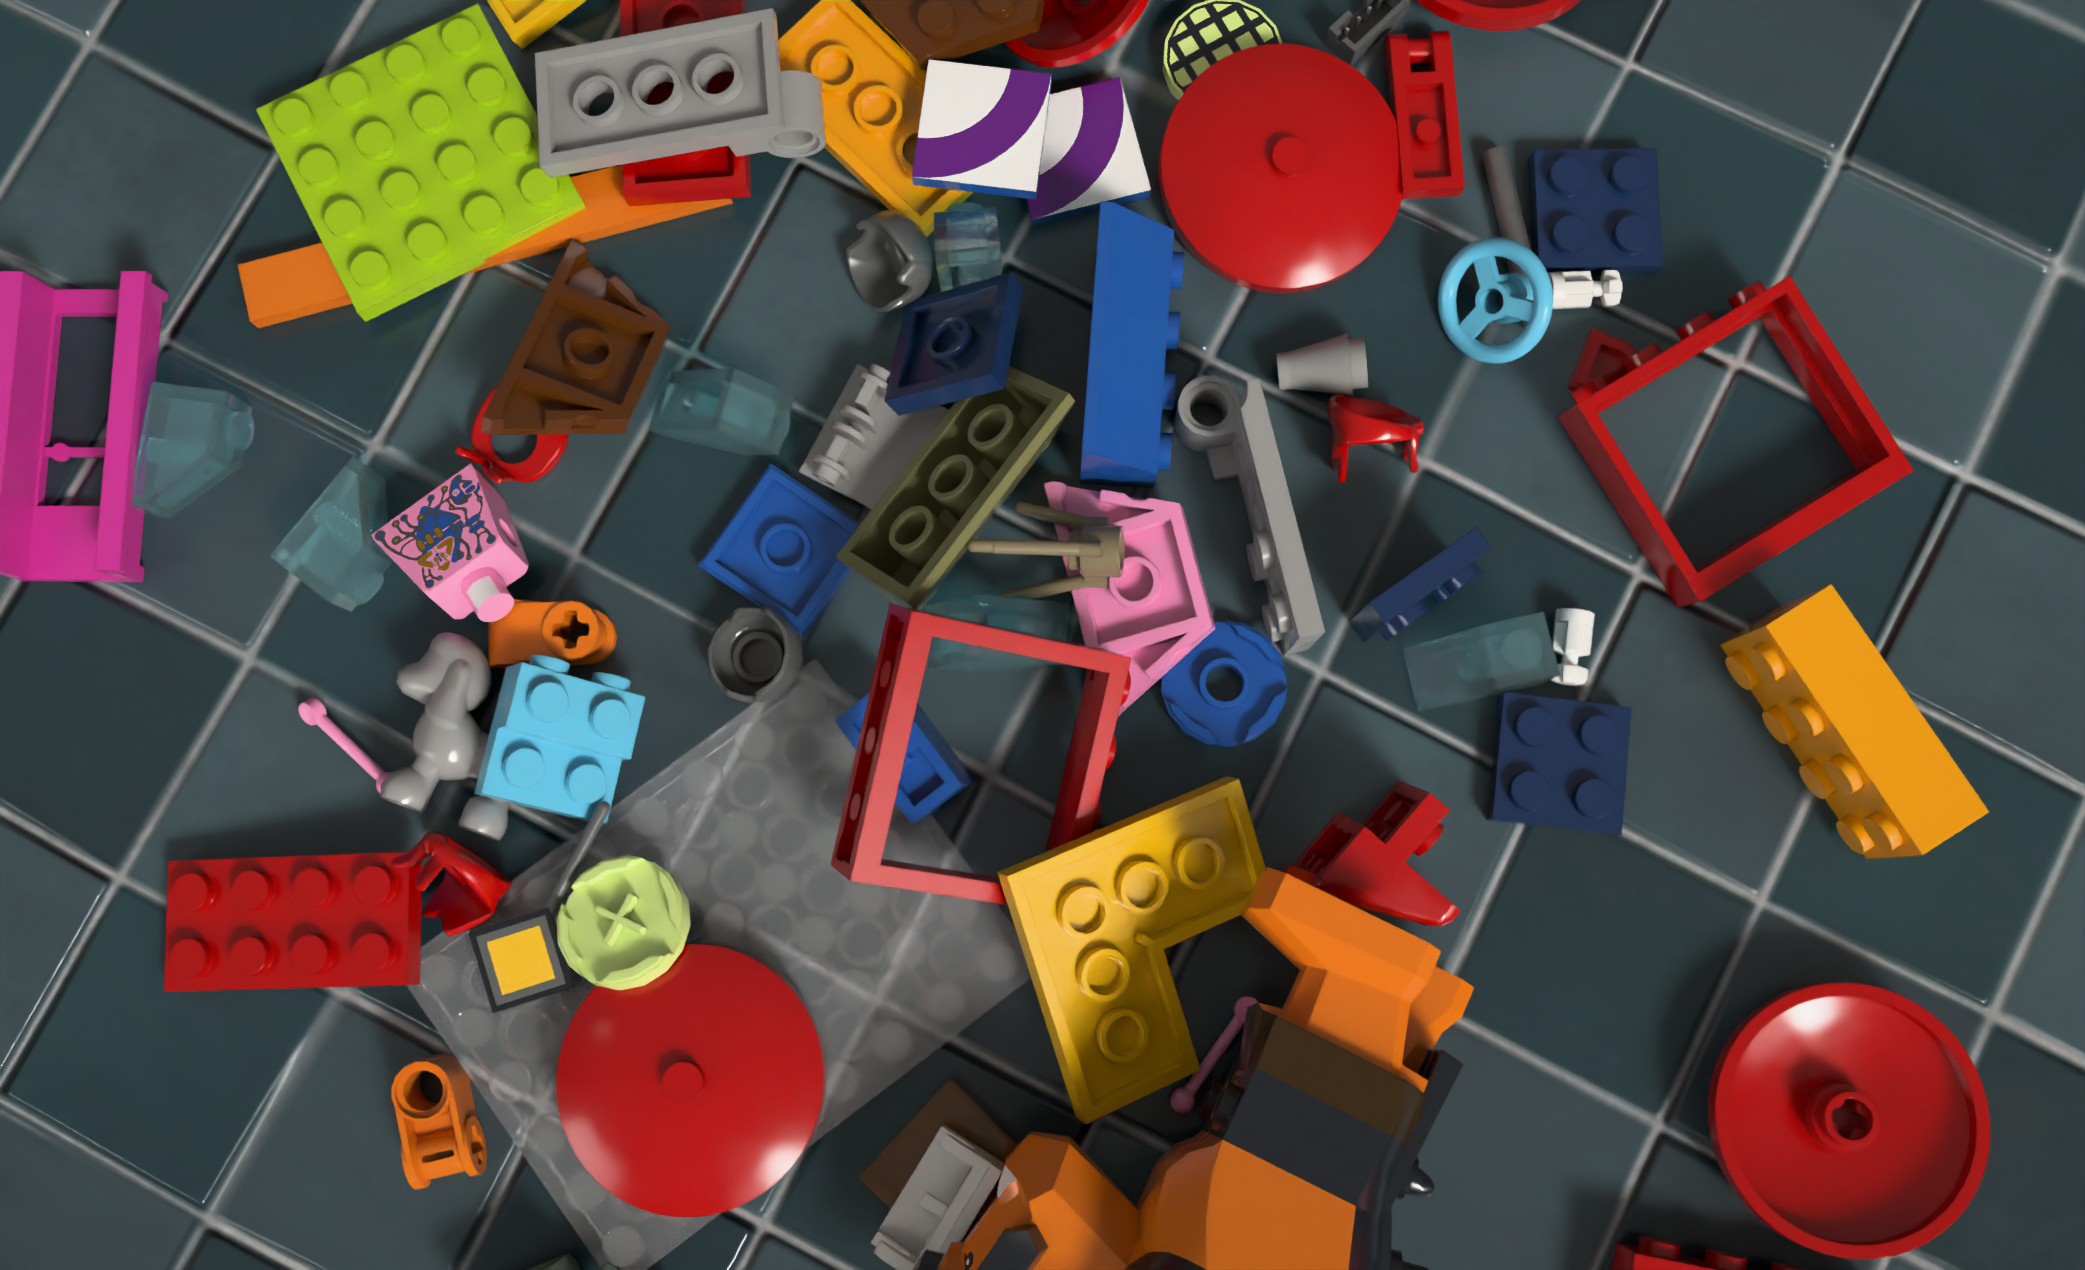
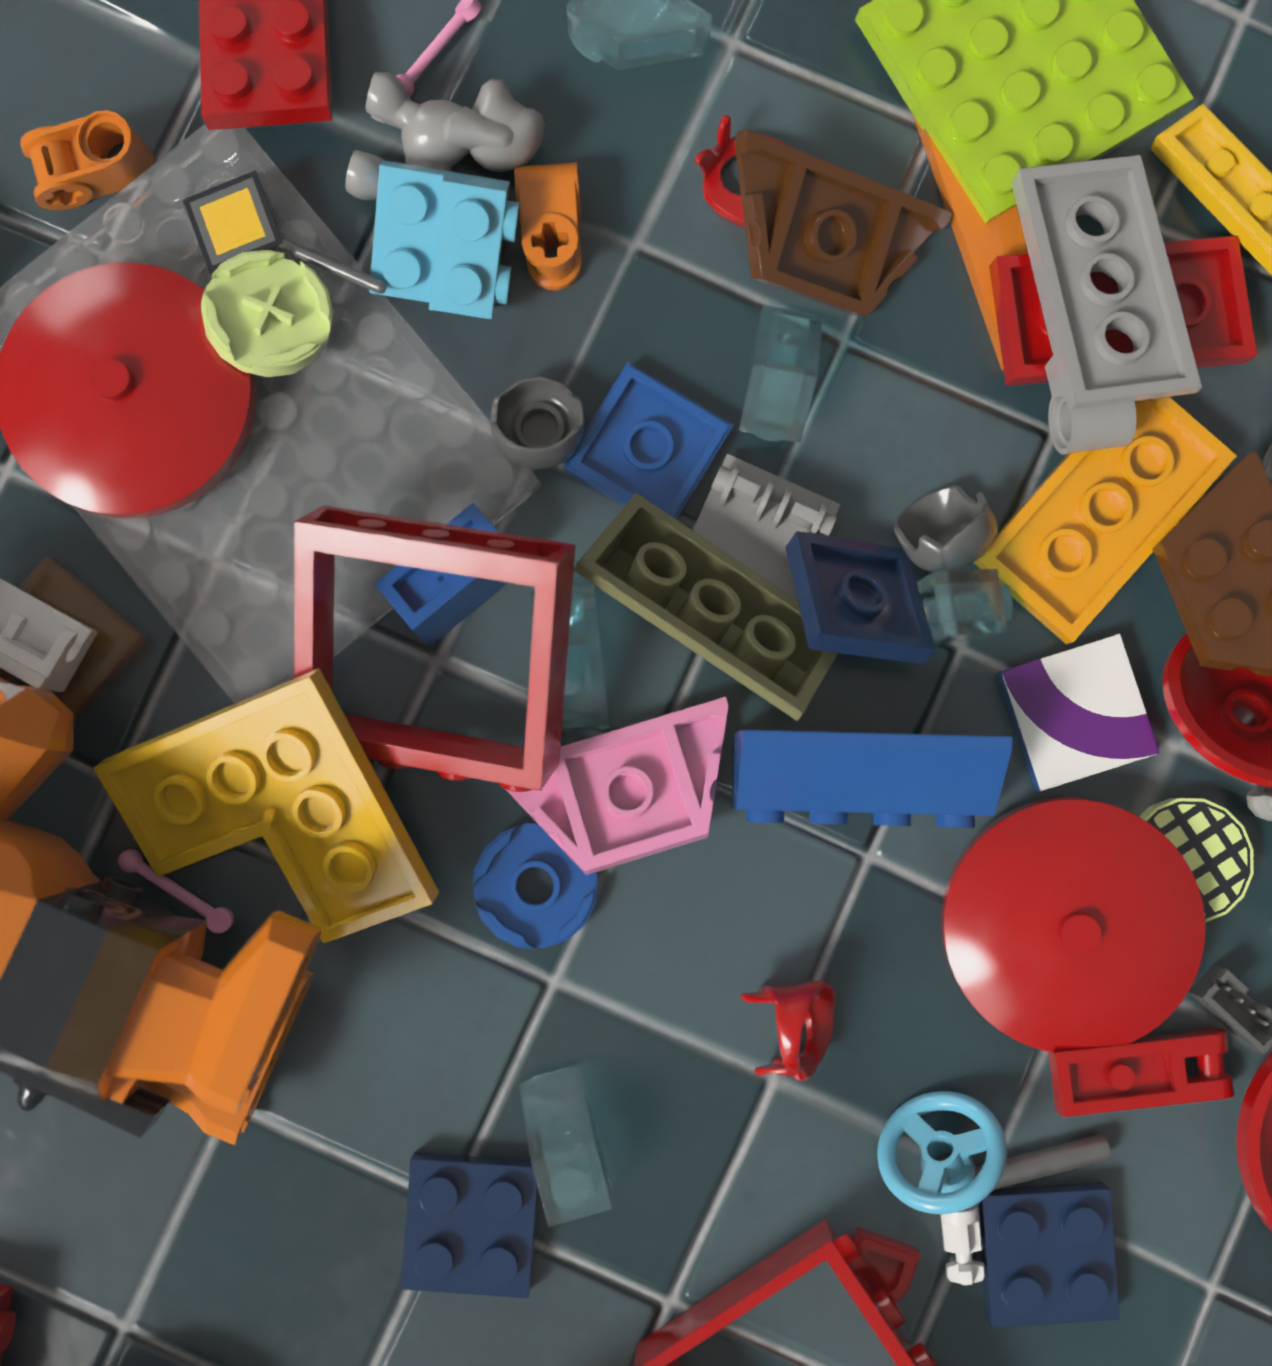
camera: 80 degrees right, 5 degrees up
(459, 547) = (628, 127): bright pink torso -> none
(469, 885) = (307, 169): red piece -> none
(982, 129) = (1091, 613): tile -> none
(1094, 551) = (653, 749): dark tan plant -> none
(1248, 450) = (773, 898): light grey hinge -> none
(1325, 366) = (863, 977): light grey cone -> none
(1369, 859) = (357, 1038): red piece -> none
(1436, 578) = (616, 1063): dark blue plate -> none
(1572, 640) = (596, 1237): white piece -> none

